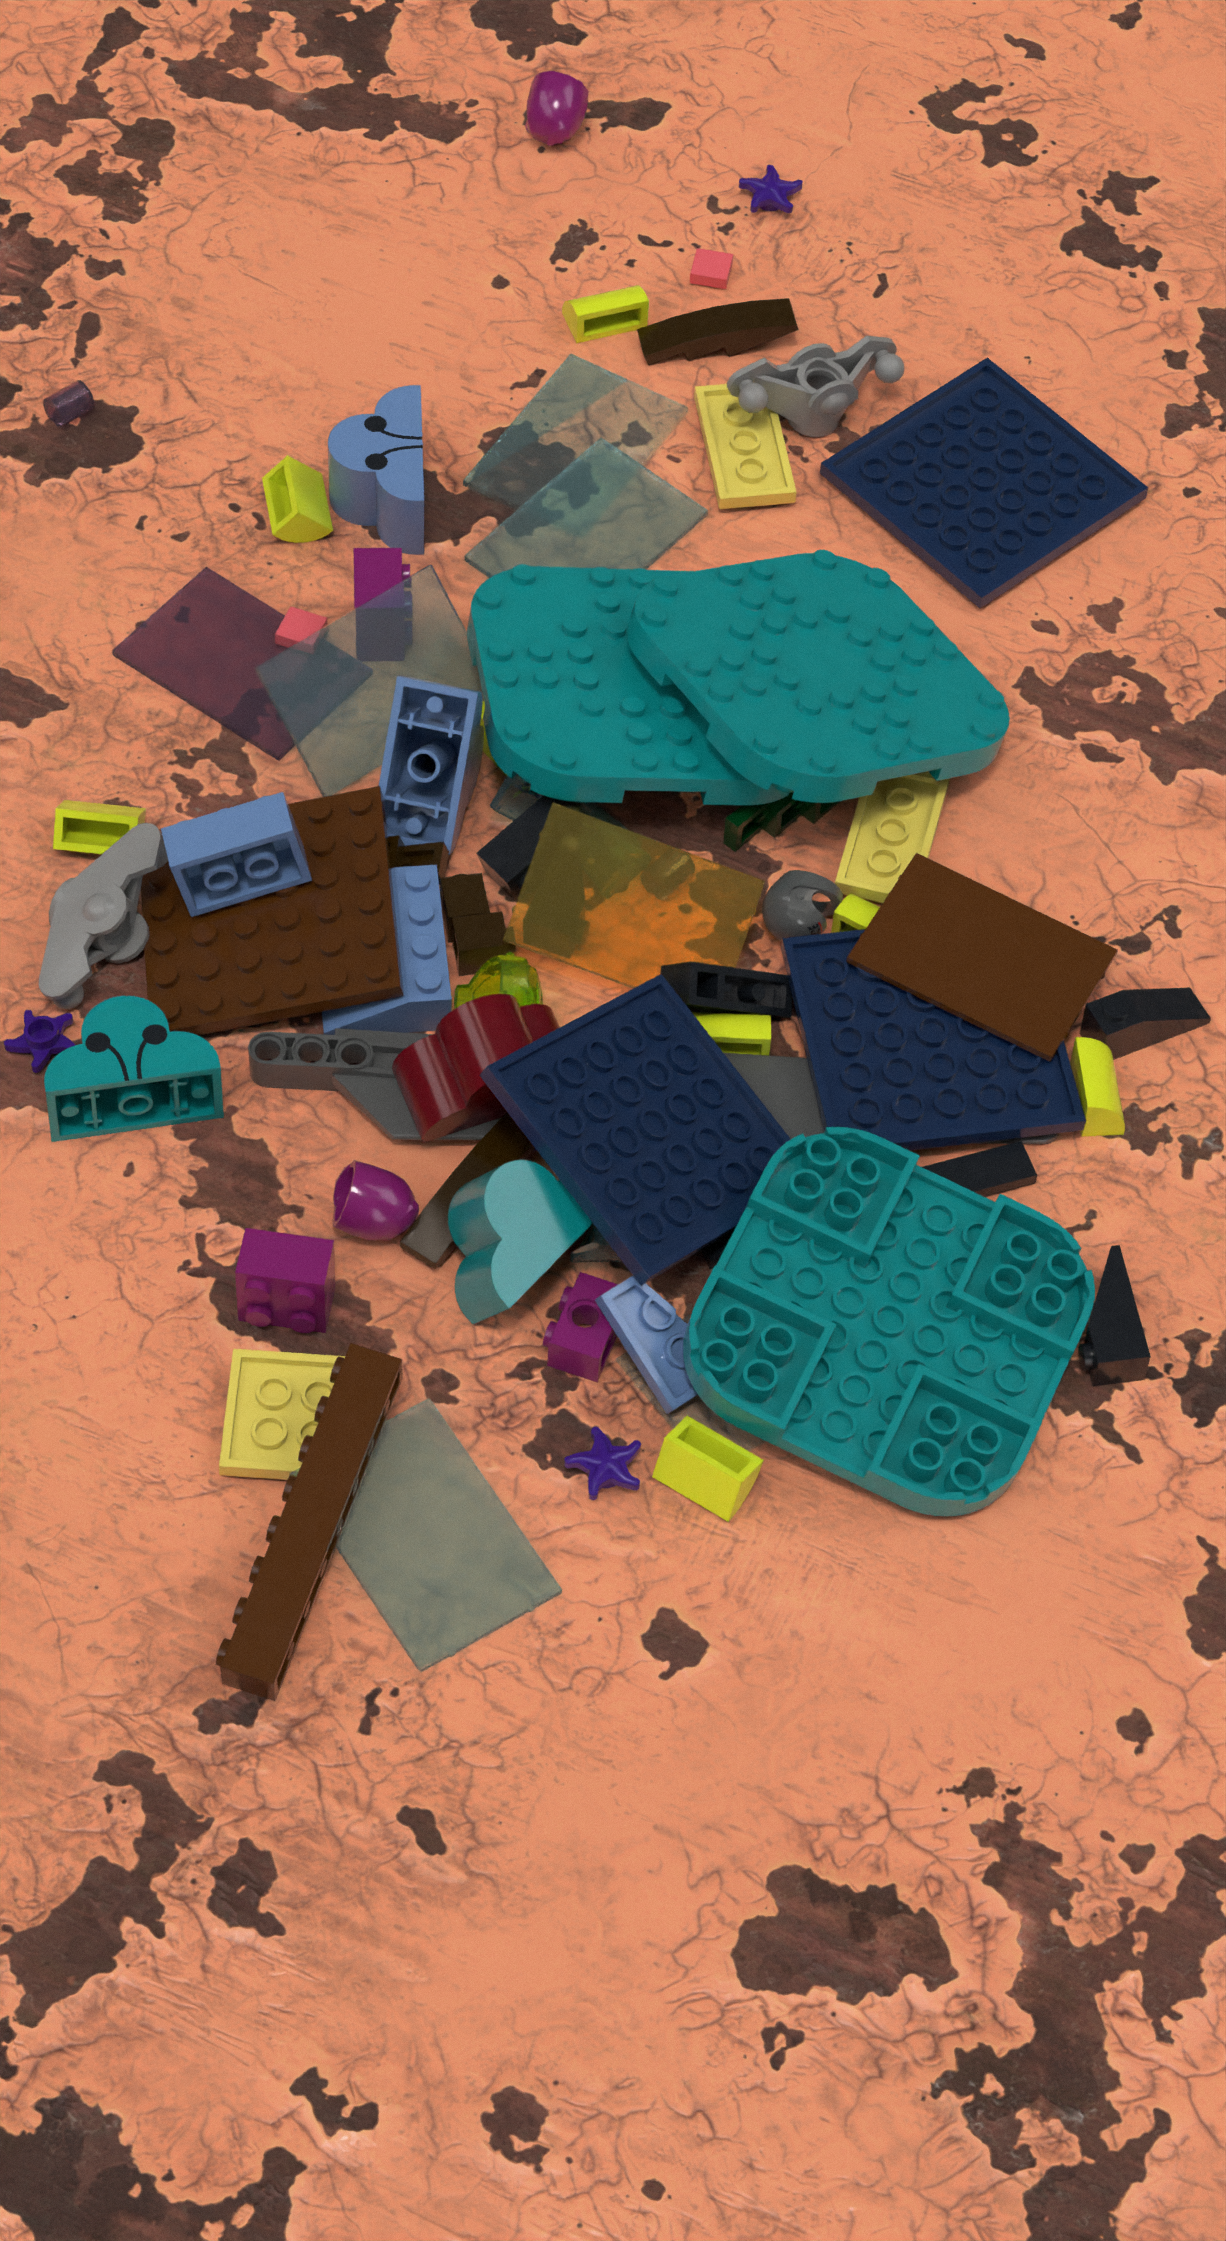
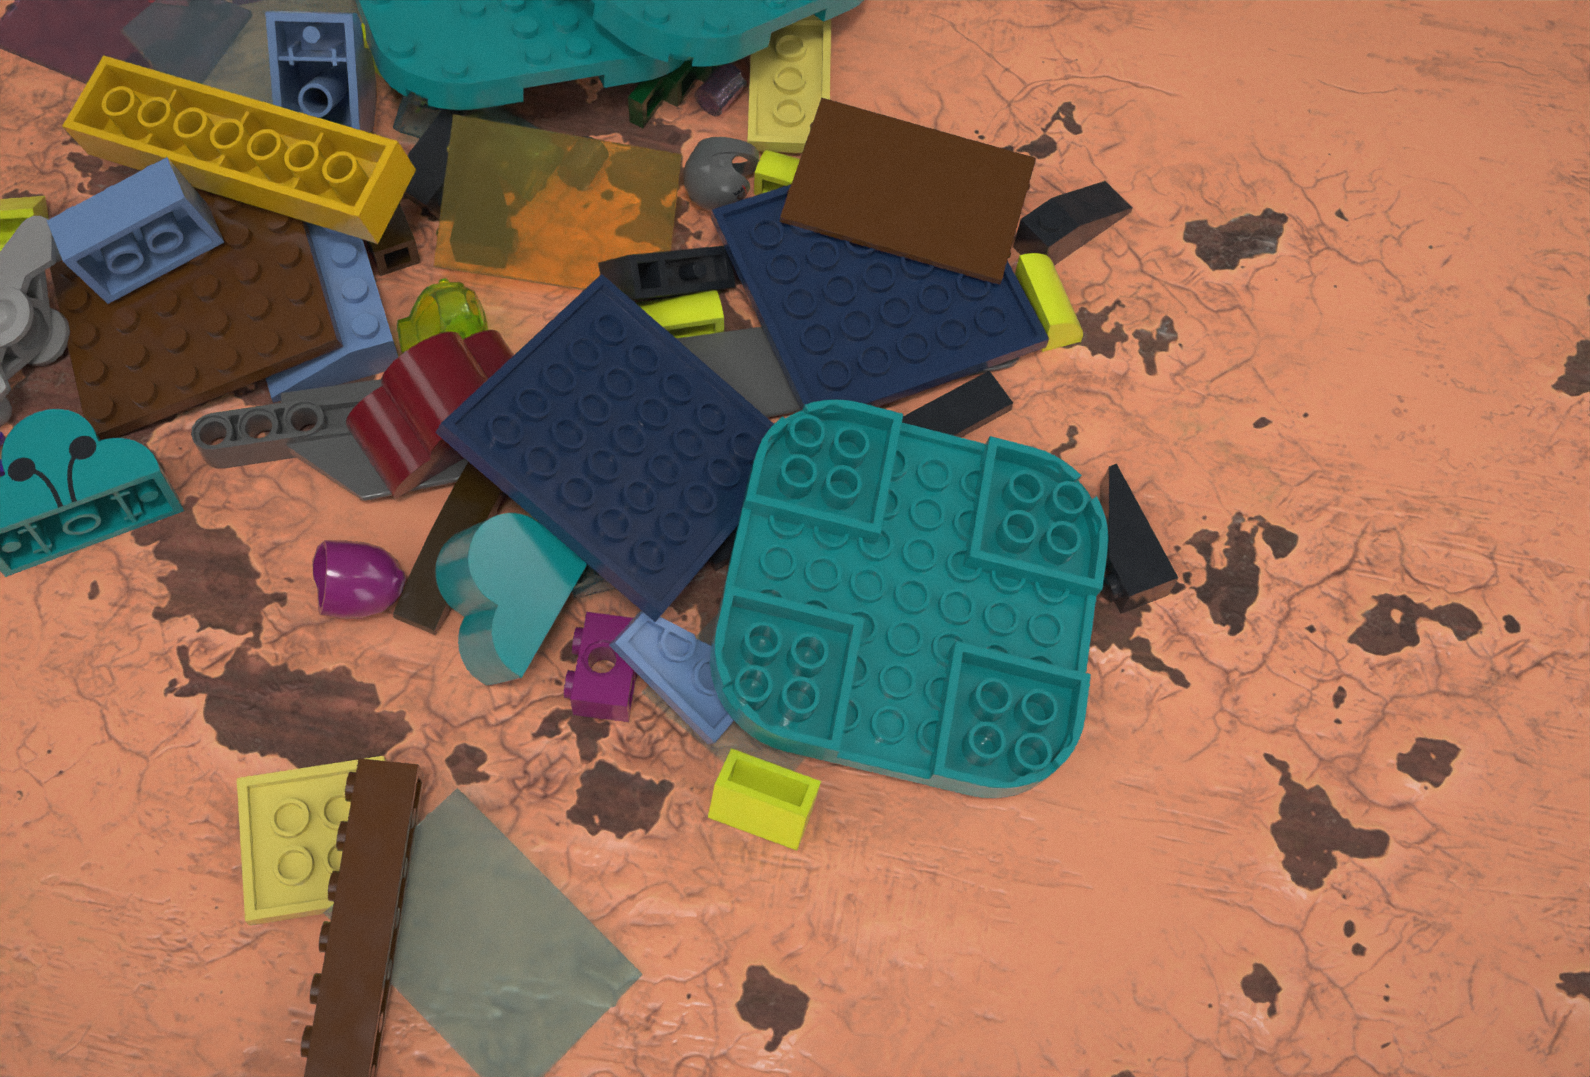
camera: 15 degrees left, 10 degrees up
(285, 1280) = (276, 691): magenta brick -> none
(349, 796) = (242, 148): none -> yellow brick
(477, 940) = (410, 270): dark brown brick -> none
(605, 1464) = (657, 818): dark purple animal -> none
(820, 828) = (720, 89): none -> piece

